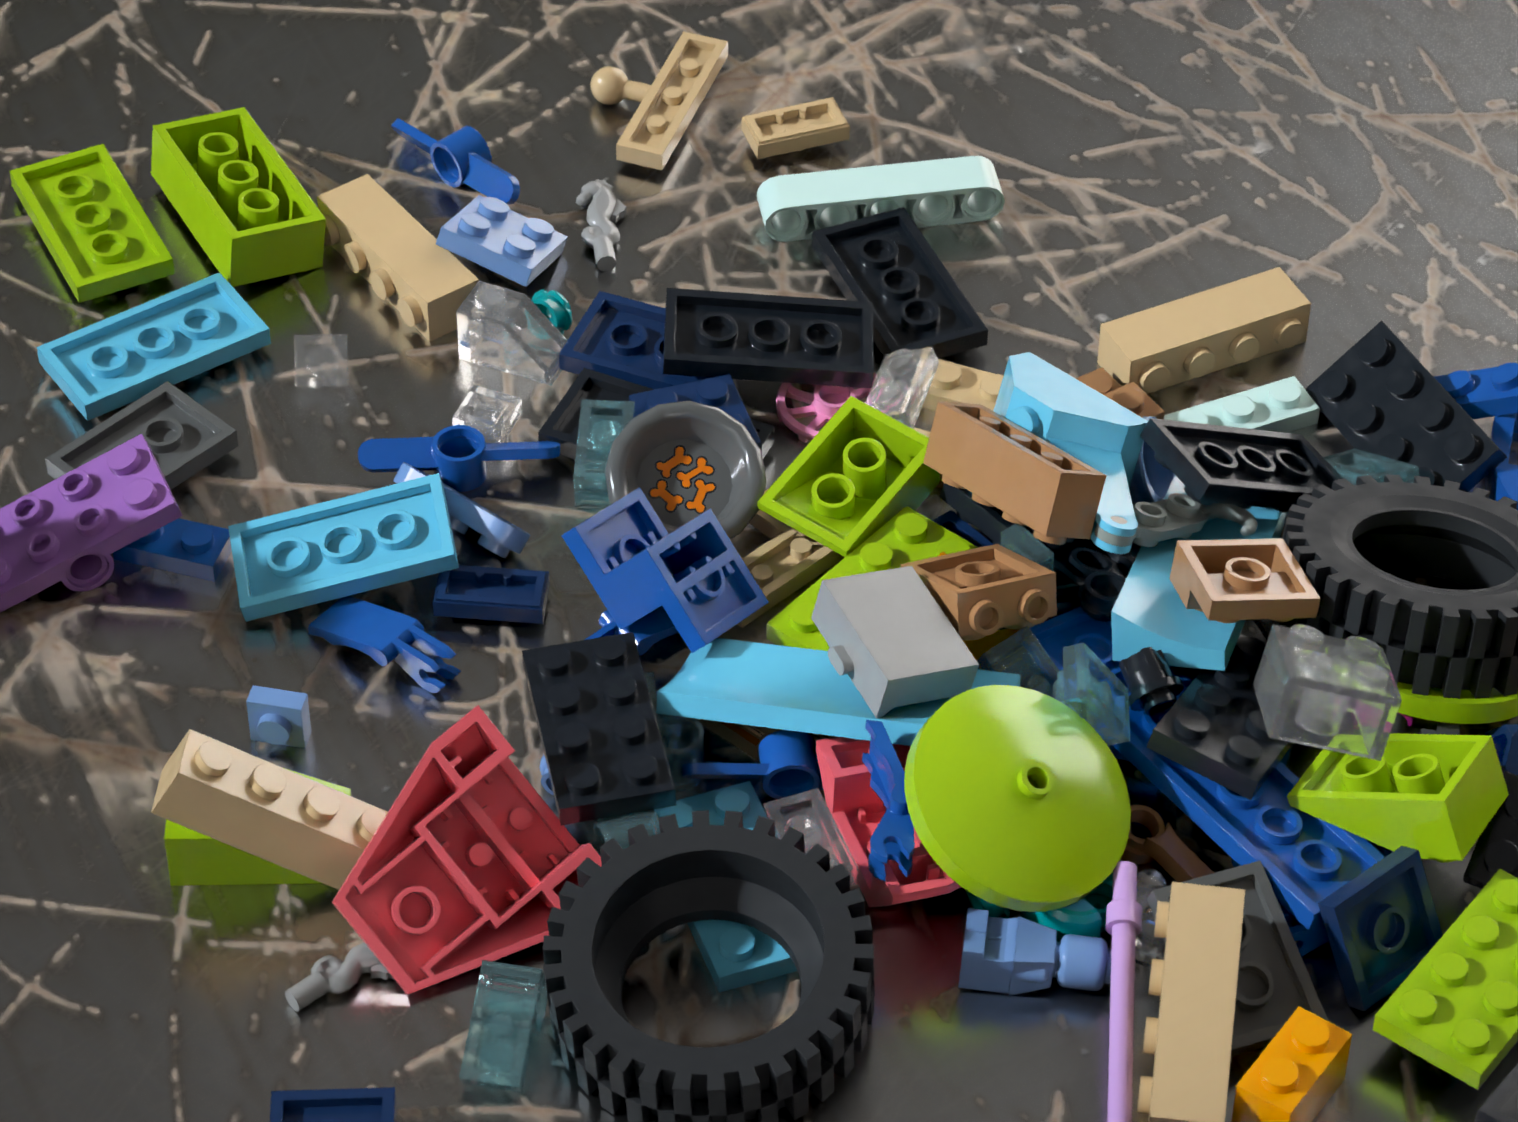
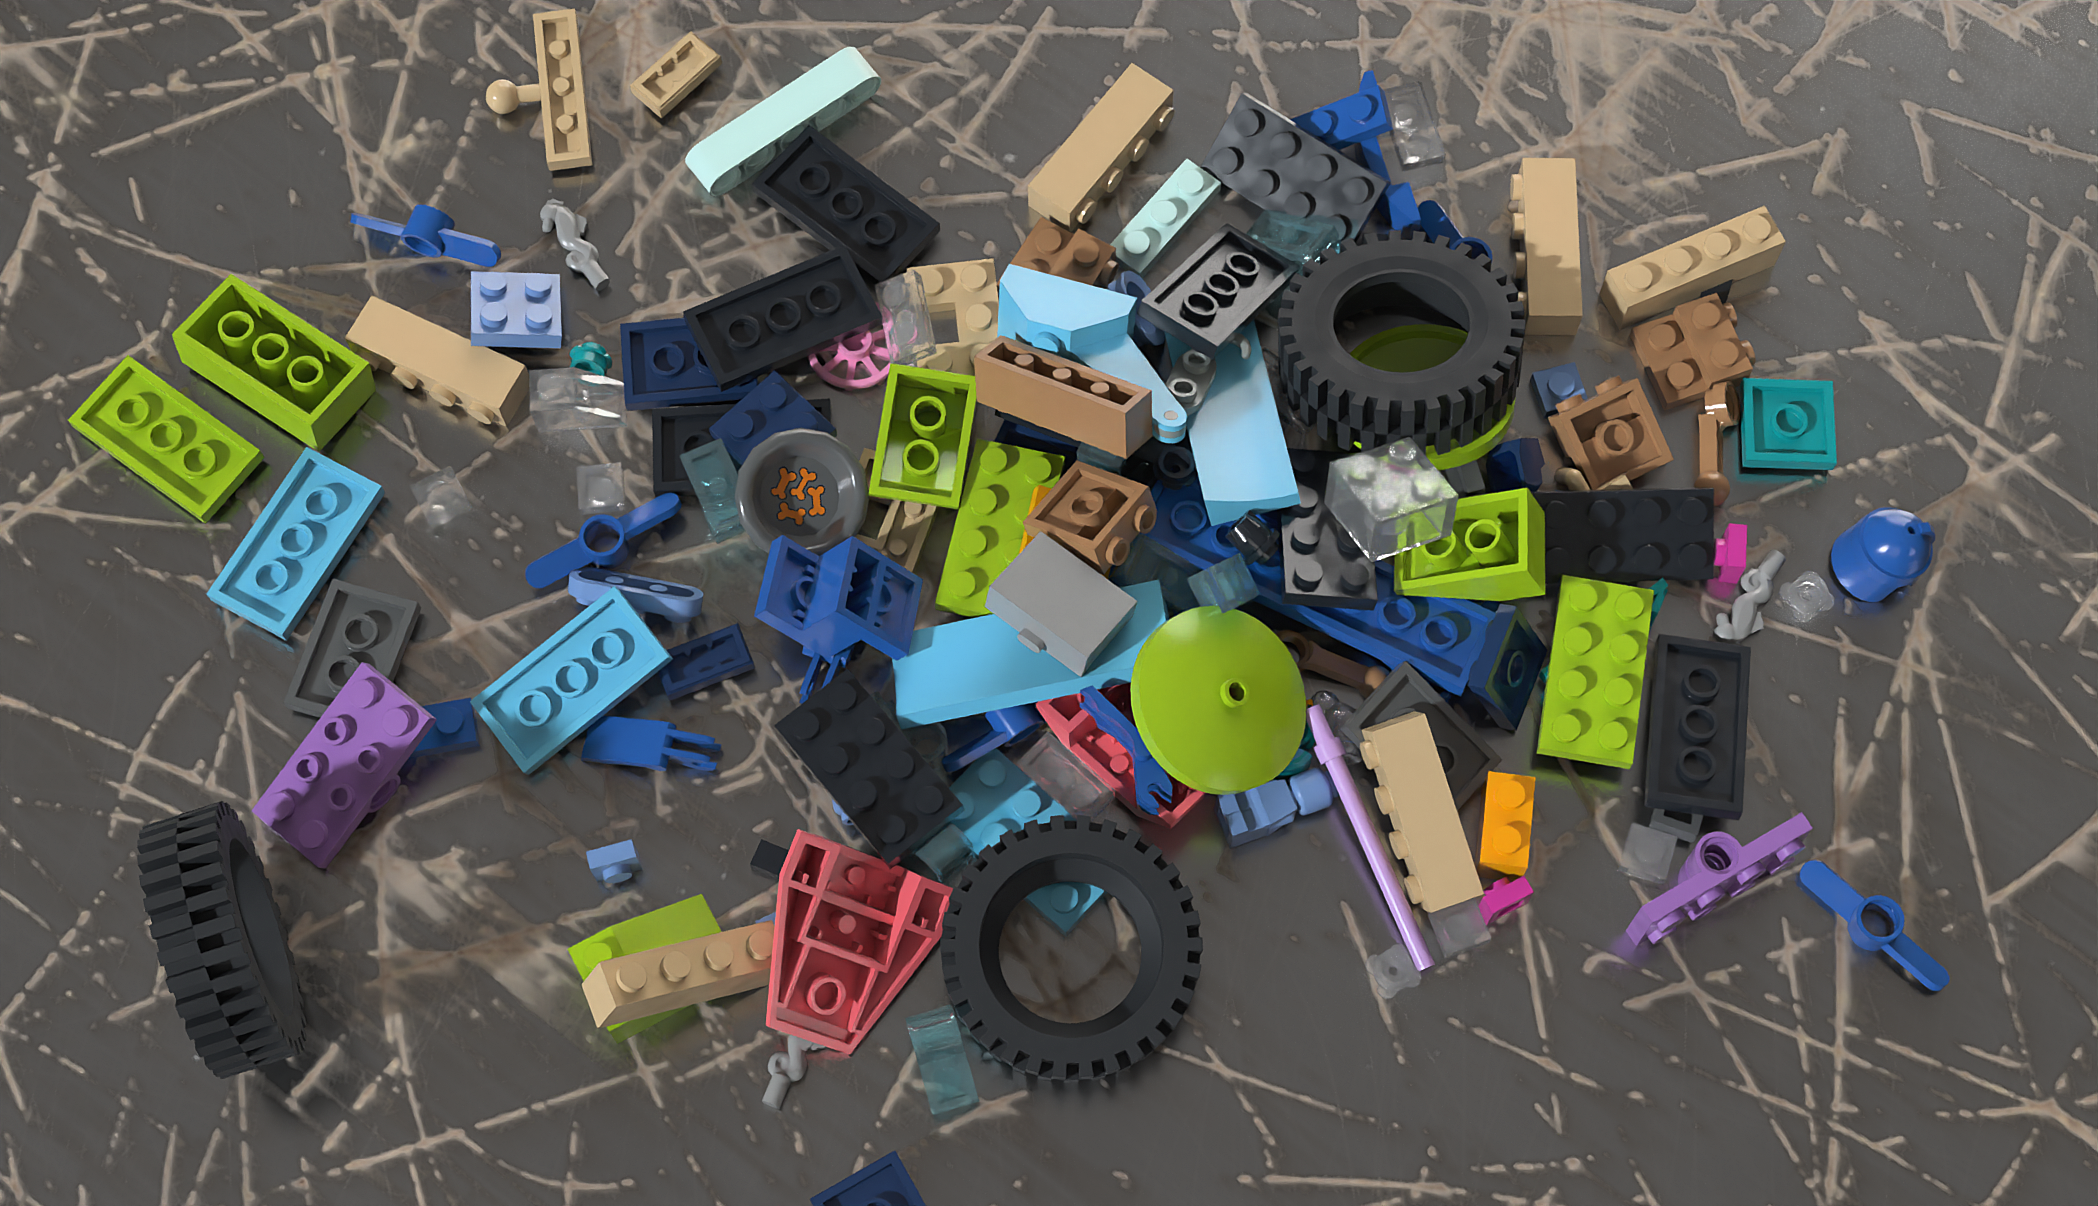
camera: 25 degrees left, 25 degrees up
(1242, 580) = (1285, 427): medium nougat plate -> none

